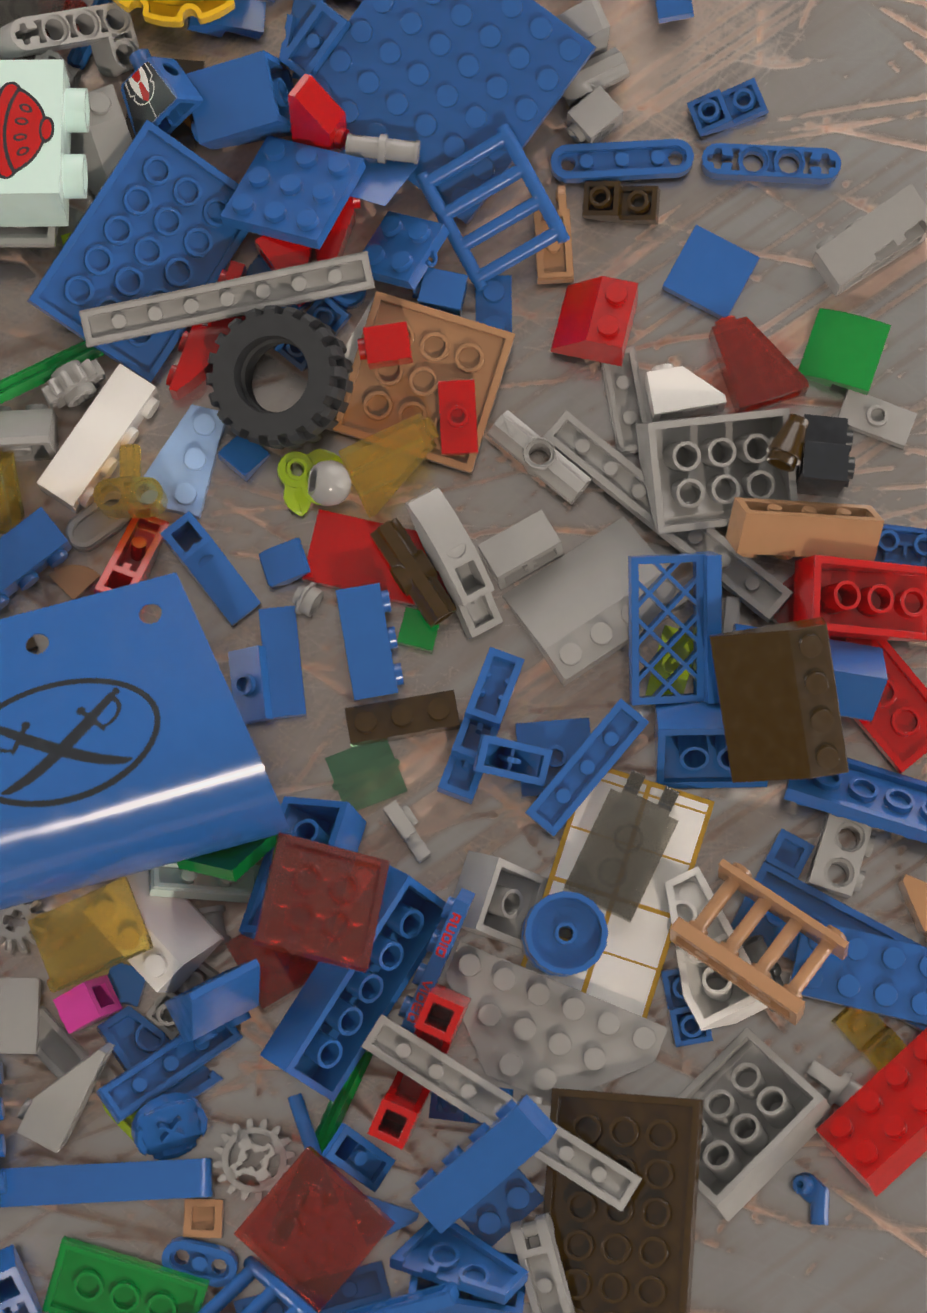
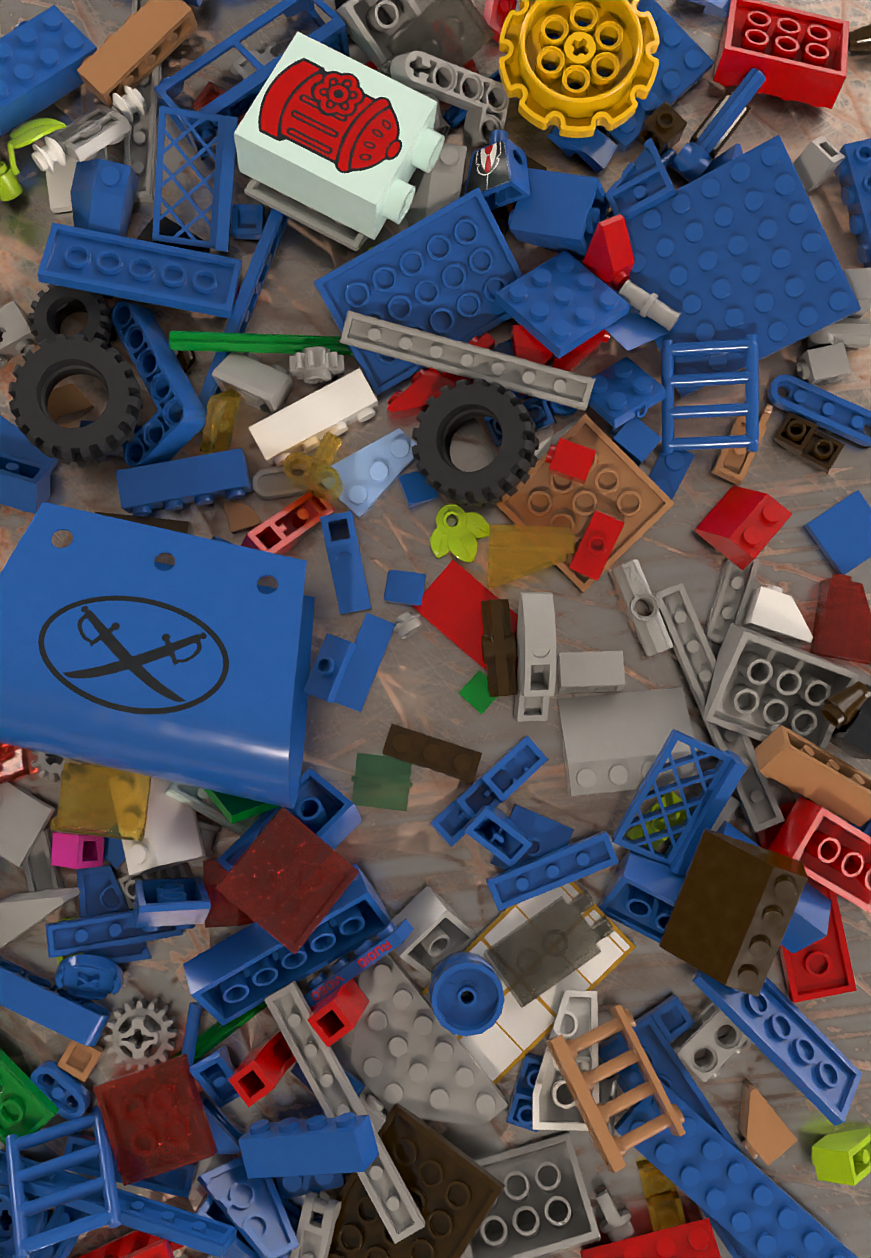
camera: 25 degrees right, 5 degrees up
(329, 483) = (470, 545): light grey piece -> none
(369, 641) = (436, 683): blue brick -> none
(403, 822) = (390, 836): light grey plate -> none

